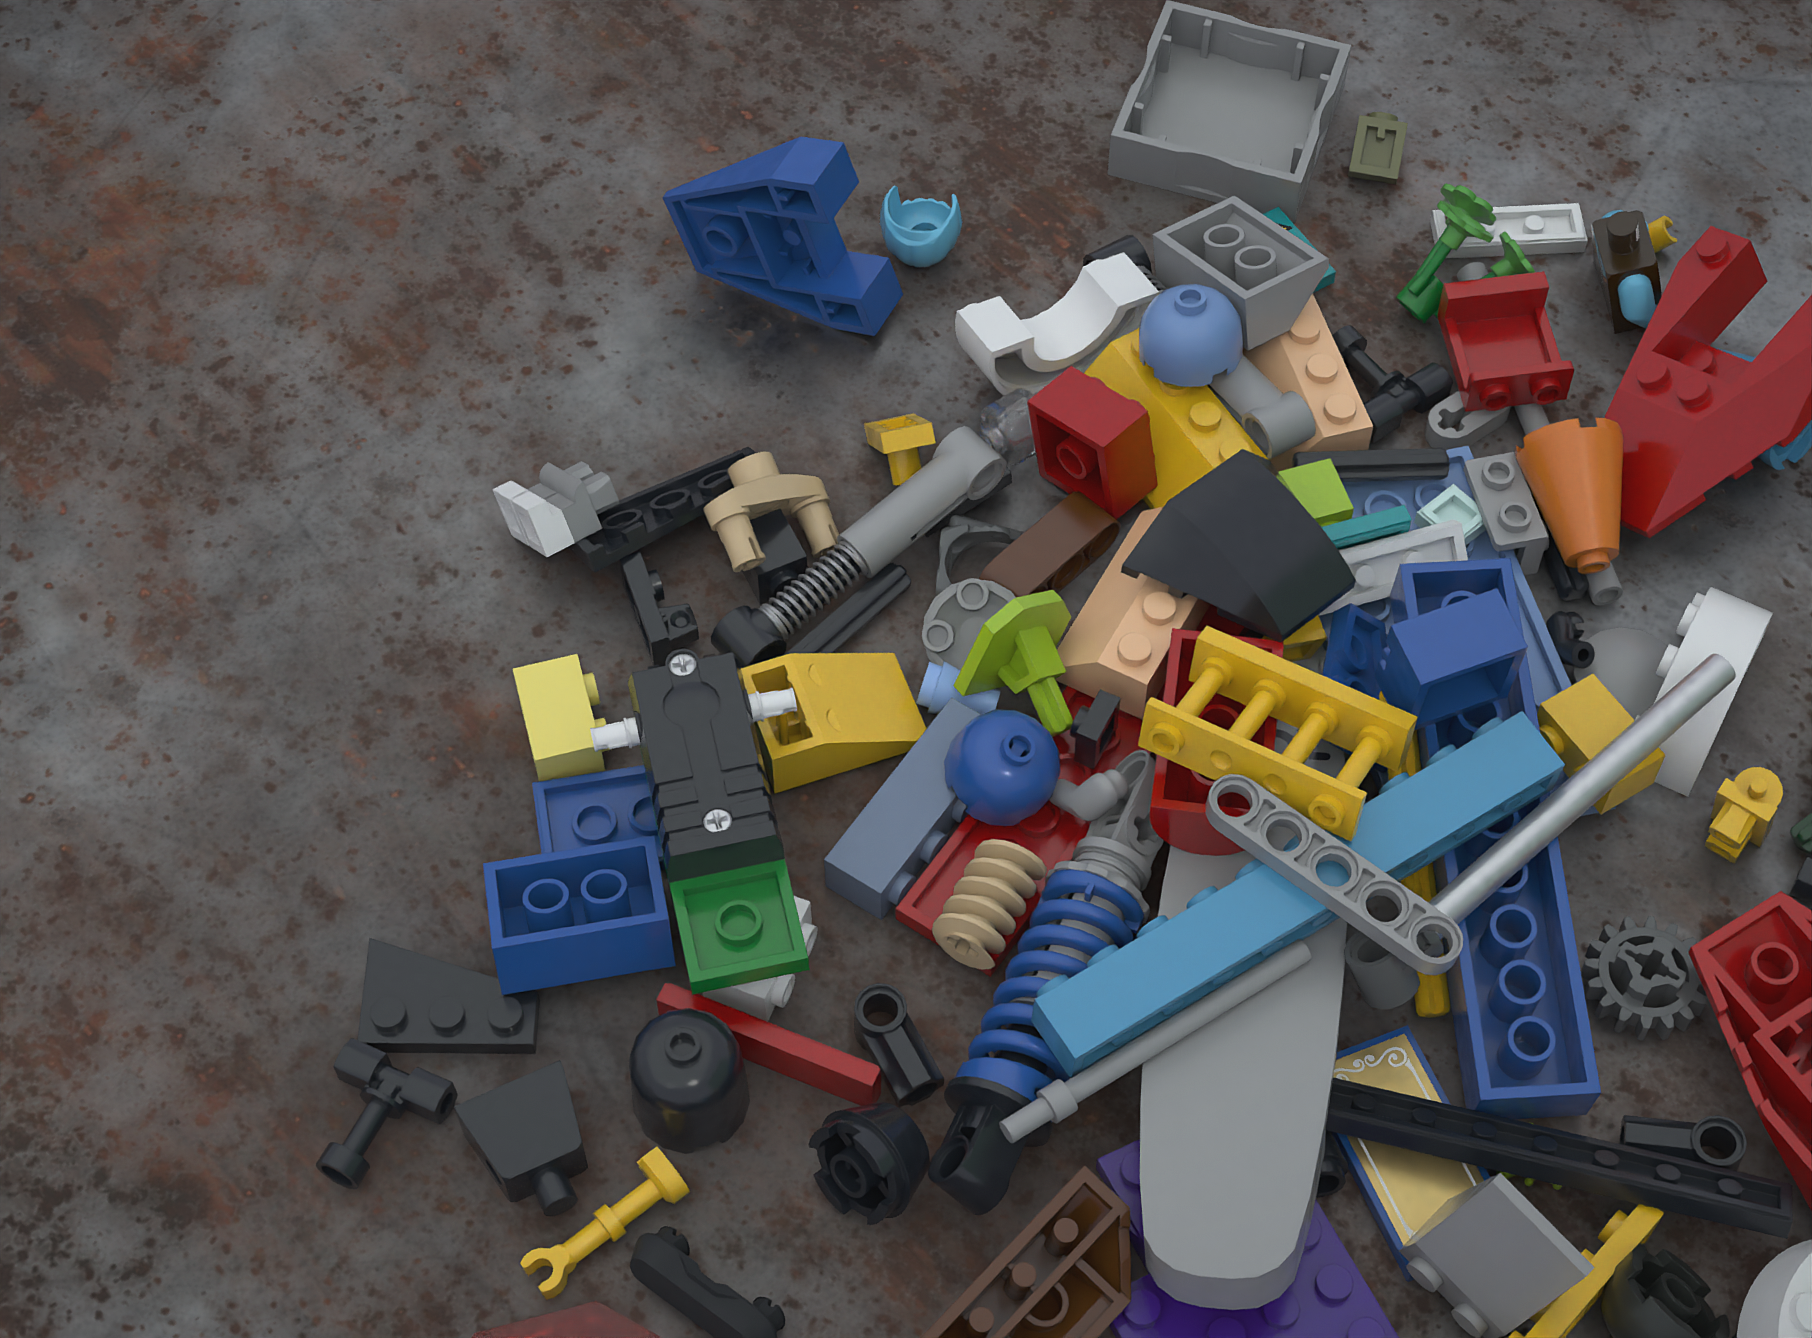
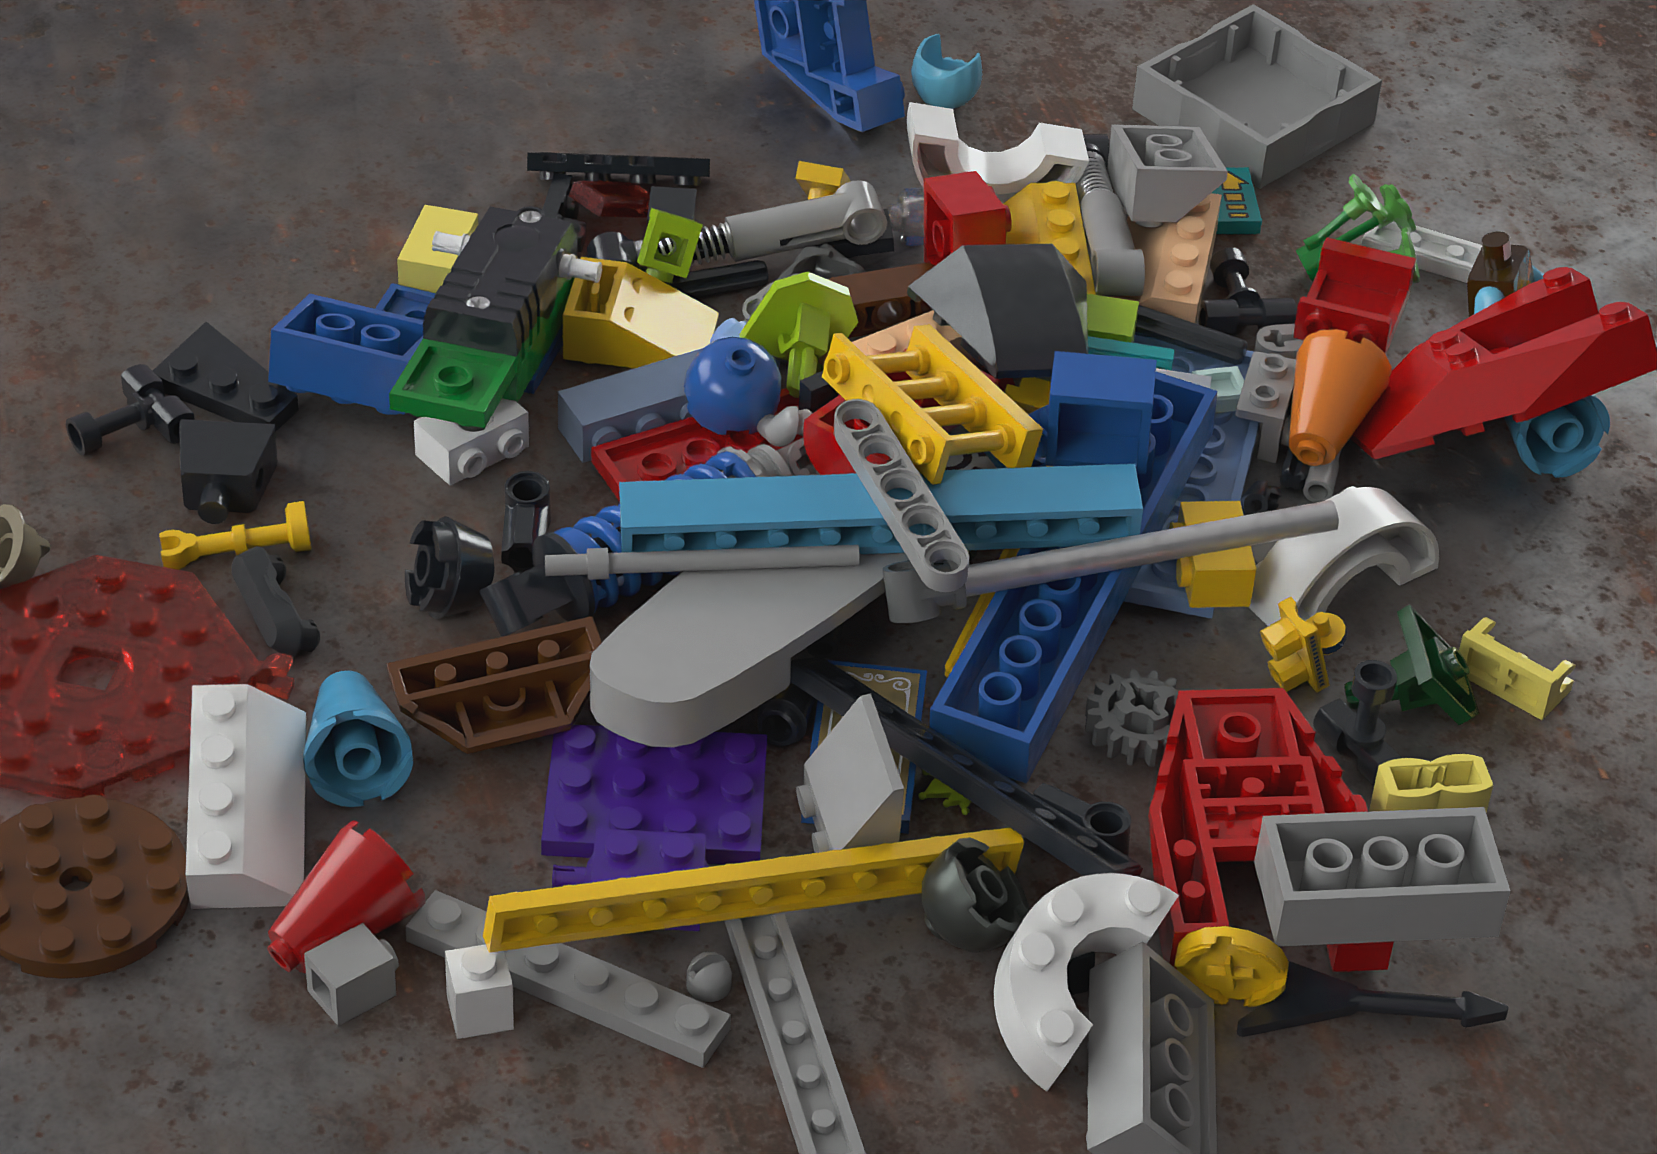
camera: 25 degrees right, 15 degrees down
(558, 508) = (535, 135): hips -> none
(688, 1080) = (357, 474): black cylinder -> none
(692, 558) = (612, 198): none -> clear red tile
(761, 490) = (683, 166): tan connector -> none
(786, 1050) = (429, 479): red tile -> none
(815, 605) = (685, 237): none -> lime brick
(986, 901) = (655, 451): tan piece -> none
(1190, 335) = (1086, 182): medium blue cylinder -> none
(1378, 147) = (1363, 156): olive bracket -> none

